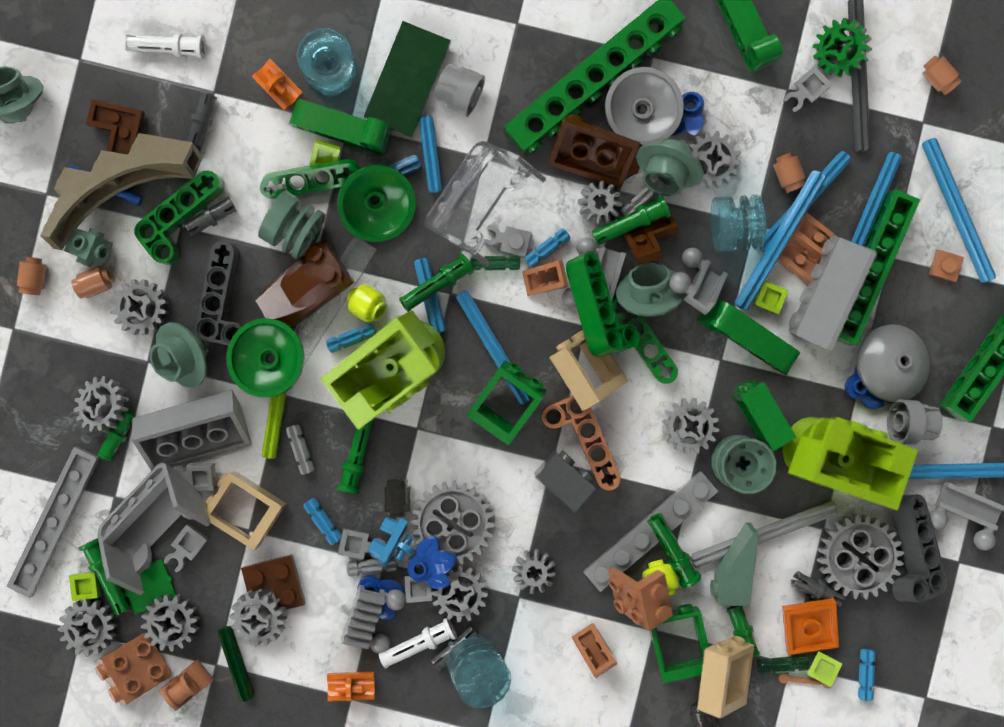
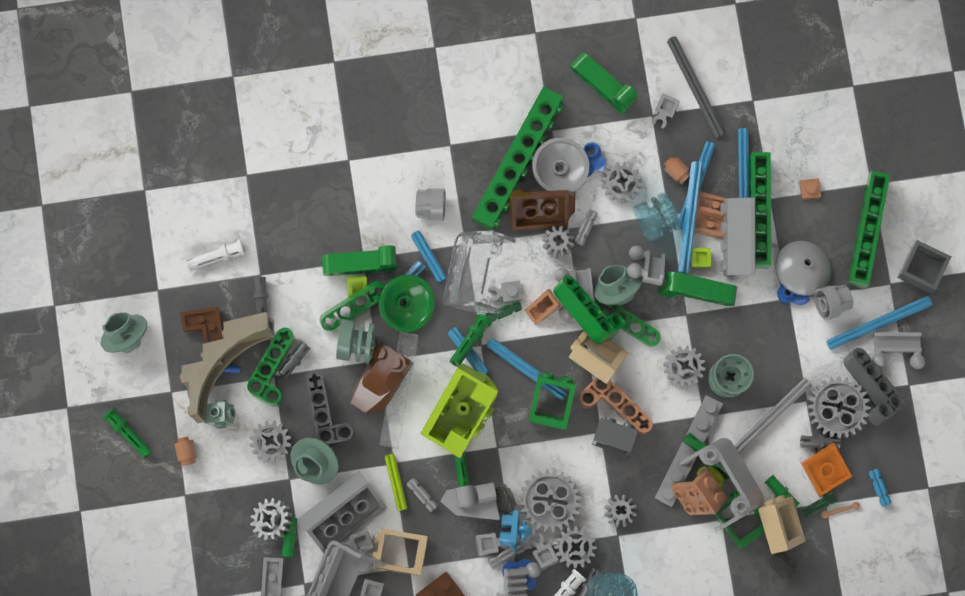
camera: 30 degrees left, 10 degrees down
(92, 282) = (230, 437): nougat brick -> none
(250, 352) = (366, 427): green dish -> none
(277, 85) = (305, 251): orange hips -> none
(322, 521) = (458, 538): dark azure axle -> none
(326, 47) = (334, 212): clear light blue wheel -> none
(350, 338) = (425, 403): dark azure axle -> none
(354, 487) = (472, 501): none -> light grey panel
(366, 303) = (427, 374): neon yellow head -> none
(407, 78) = (392, 211): dark green tile -> none
(434, 562) = (549, 530): blue plate -> none
(547, 248) = (535, 287): dark azure axle -> none
(594, 650) = (685, 547): nougat slope -> none
(642, 216) = (591, 238): green pin -> none
(643, 240) = (598, 250): reddish brown plate -> none
(671, 163) = (594, 195): sand green helmet -> none
(691, 559) = (726, 453): none -> light grey windscreen
(735, 572) = (758, 452): sand green slope -> none
(763, 414) = (728, 336): green window -> none
(824, 669) = (849, 495): lime plate -> none
(832, 42) = (683, 76): green gear -> none
(850, 459) = (799, 342): lime brick -> none
(941, 74) = (749, 65): nougat brick -> none
(958, 210) = (802, 149): dark azure axle -> none

